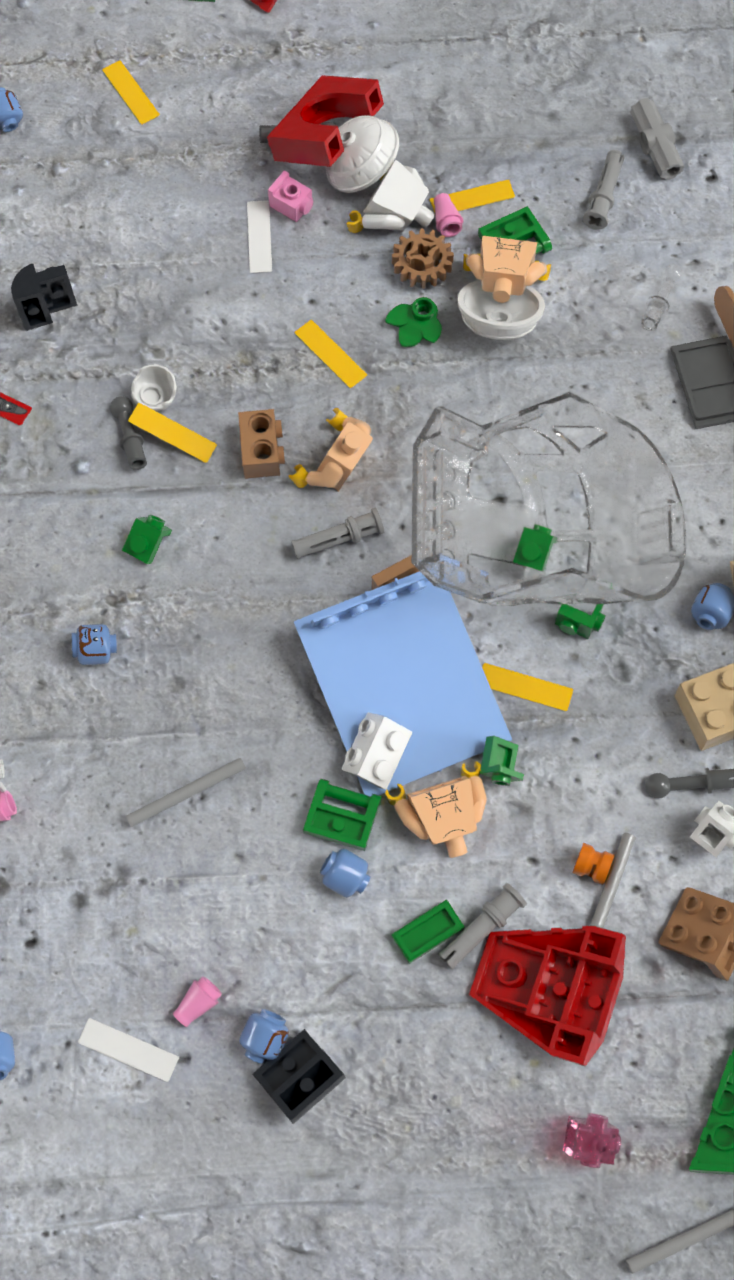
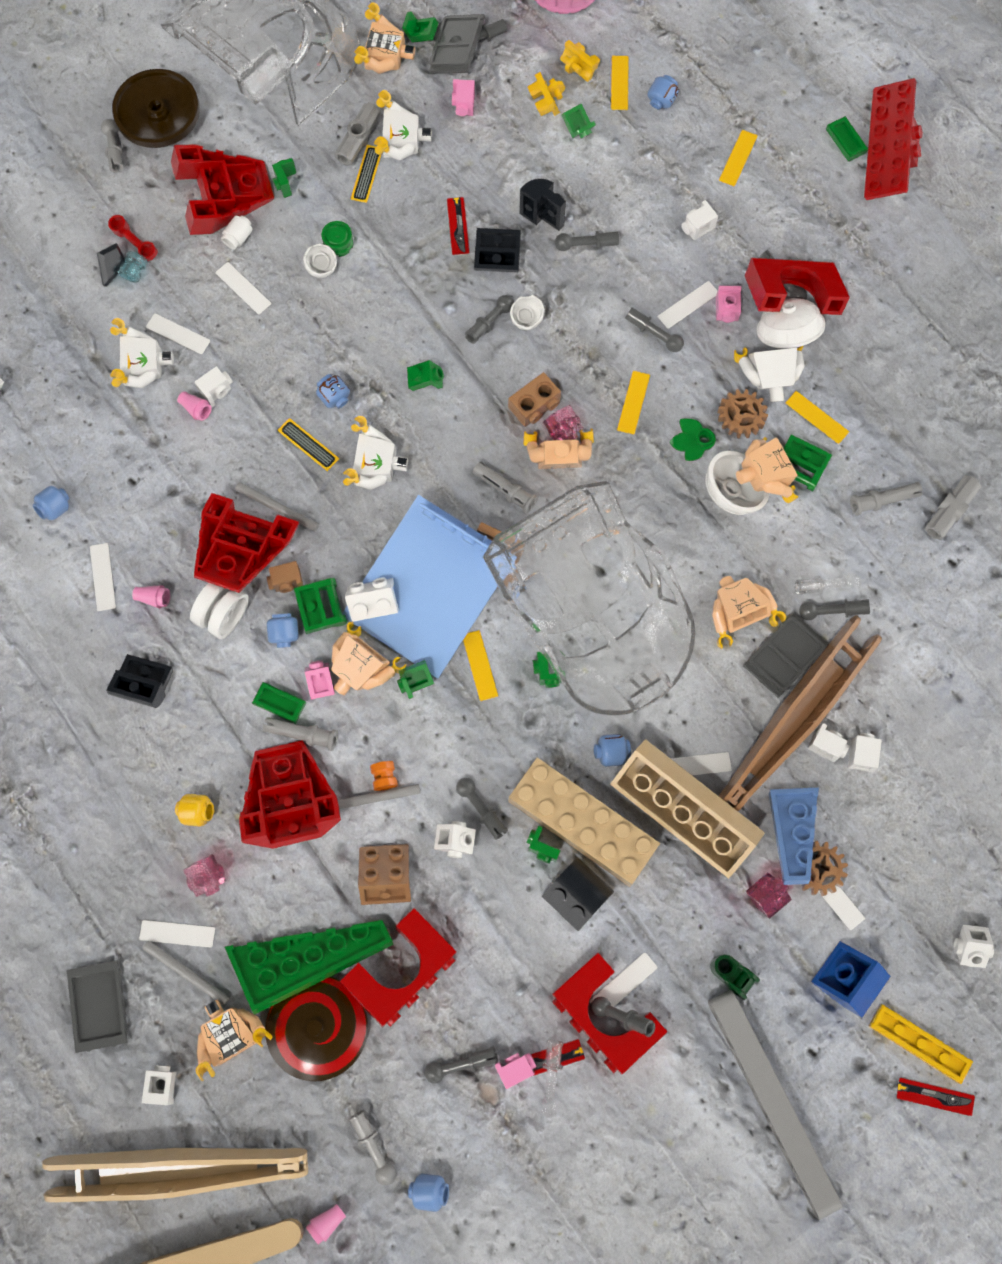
camera: 55 degrees right, 5 degrees up
(57, 374) = (497, 250): none -> black brick
(97, 305) = (564, 242): none -> dark grey pin
(132, 713) = (308, 444): none -> sticker
(172, 432) = (506, 344): yellow sticker -> none
(176, 164) = (700, 221): none -> white brick
(207, 648) = (373, 459): none -> white torso
(213, 857) = (236, 544): none -> red wedge
(264, 1036) = (153, 646): medium blue head -> none
(274, 926) = (218, 610): none -> white wheel
(283, 831) = (284, 577): none -> medium nougat brick
(292, 274) = (673, 342): none -> dark grey pin
(313, 431) = (563, 424): none -> clear pink brick
(432, 867) = (319, 679): none -> bright pink bracket
(448, 218) = (785, 410): bright pink cone -> none
(500, 1106) = (194, 810): none -> yellow head
(534, 547) = (574, 610): green bracket -> none
(635, 387) = (741, 605): none -> light nougat torso
(635, 1221) = (177, 933): none -> white sticker
(678, 331) = (810, 610): none -> dark grey pin

